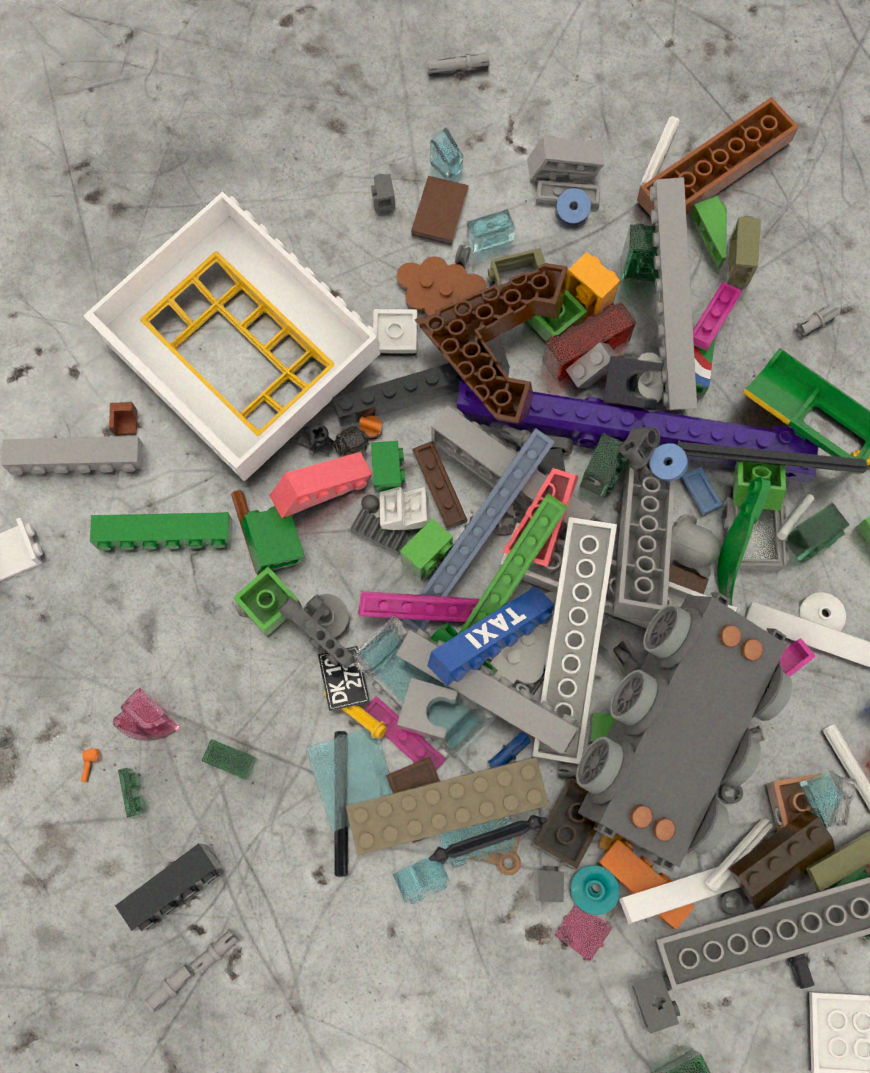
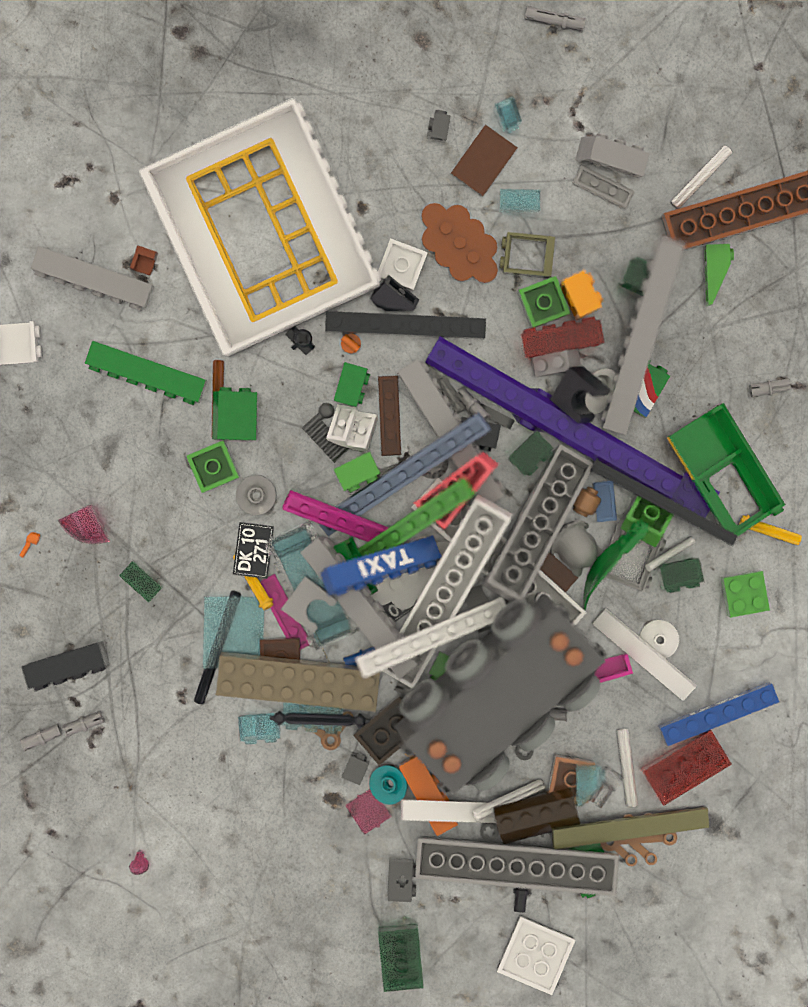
camera: 20 degrees right, 15 degrees up
(132, 802) = (55, 588): clear green plate -> none
(319, 483) = (290, 384): coral wedge -> none
(319, 636) = (240, 500): dark grey piece -> none
(351, 441) = (328, 353): clear smoke head -> none
(397, 362) = (393, 296): none -> black slope
(462, 255) = (486, 214): dark grey bush -> none
(466, 326) = (456, 292): reddish brown wedge -> none
(577, 693) = (429, 638): none -> white plate
(580, 198) = (606, 195): medium blue piece -> none
(640, 446) = (561, 452): dark grey piece -> none
(676, 469) = (571, 472): medium blue piece -> none
(685, 495) = (587, 502): none -> medium nougat head
(715, 315) = (680, 354): dark pink tile -> none
(743, 251) = (730, 304): olive window -> none

